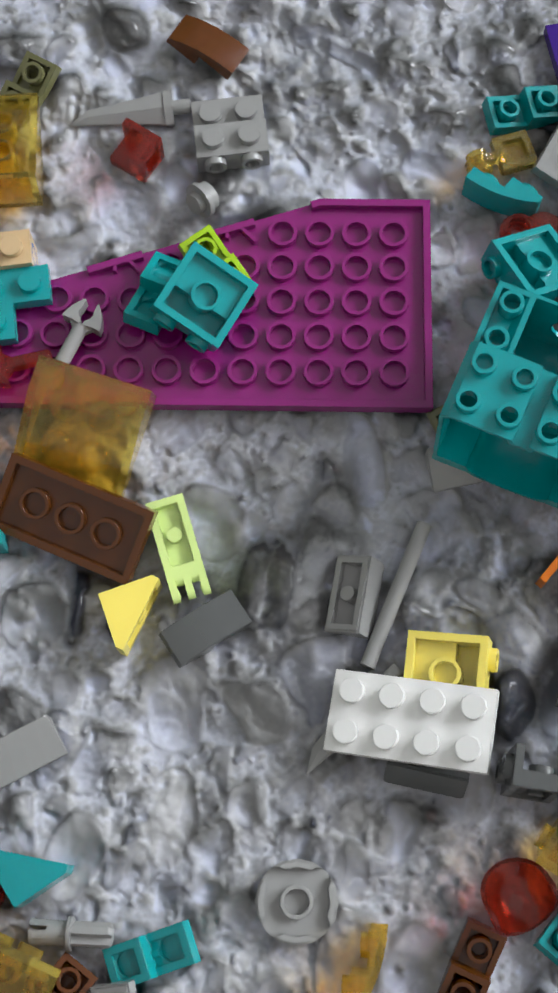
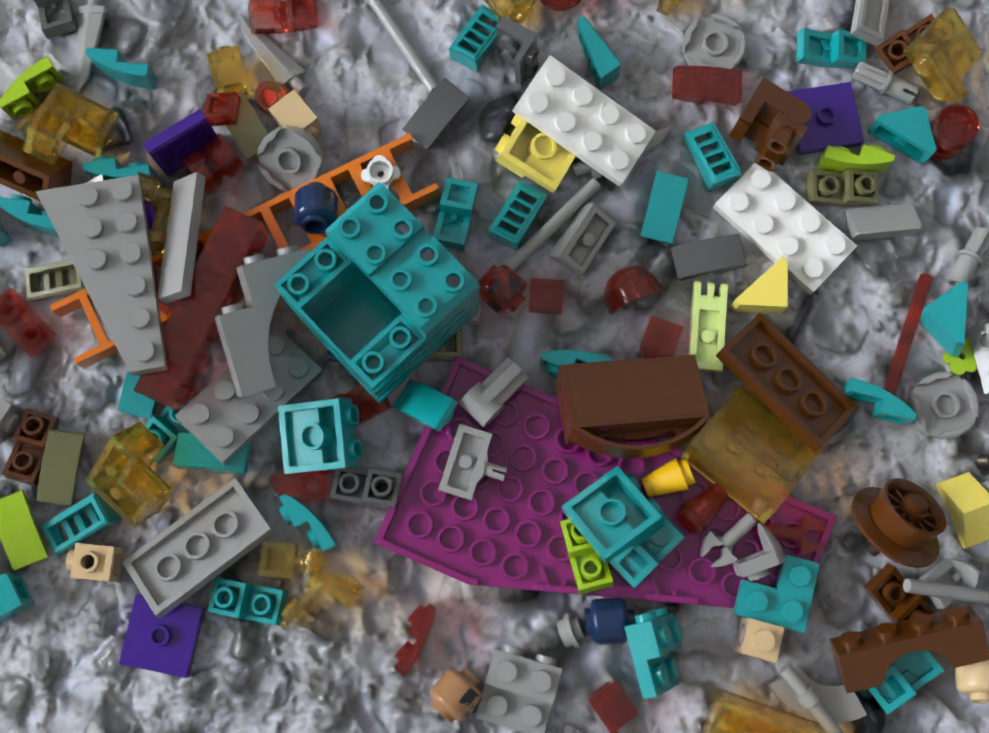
camera: 155 degrees left, 5 degrees up
(38, 320) = (757, 564): none -> light grey plate
(65, 814) = (867, 158): none -> lime slope
(80, 775) = (843, 189): none -> olive slope
(115, 201) = (650, 645): none -> teal plate
(115, 348) = (702, 509): none -> clear red cone
(129, 857) = (832, 119): none -> dark purple plate
(132, 701) = (785, 226): none -> white plate
(158, 365) = (669, 478): none -> yellow cone
(169, 218) = (607, 620): none -> dark blue head
(181, 810) = (774, 122): none -> reddish brown hips
(224, 509) = (660, 338): none -> clear red plate
(225, 414) = (631, 404): none -> reddish brown piece
(225, 724) = (712, 180): none -> teal slope
(276, 556) = (628, 285): none -> clear red helmet
(277, 667) = (664, 207): none -> teal slope
(285, 838) = (708, 83): none -> clear red slope
(288, 102) = (456, 695): none -> medium nougat head
(319, 447) = (554, 359): none -> teal slope
(348, 150) = (421, 627): none -> clear red slope
(367, 515) = (546, 296): none -> clear red tile
(370, 300) = (469, 463): none -> light grey plate
(379, 370) = (488, 398): none -> light grey piece
(418, 495) = (502, 289): none -> clear red head
(428, 819) = (600, 58): none -> teal slope
(438, 339) = (425, 405): none -> teal slope
(439, 557) = (506, 237): none -> teal slope
(446, 139) = (343, 587): none -> clear yellow bracket
(457, 247) = (366, 488): none -> dark grey slope
(507, 566) = (455, 213): none -> teal slope

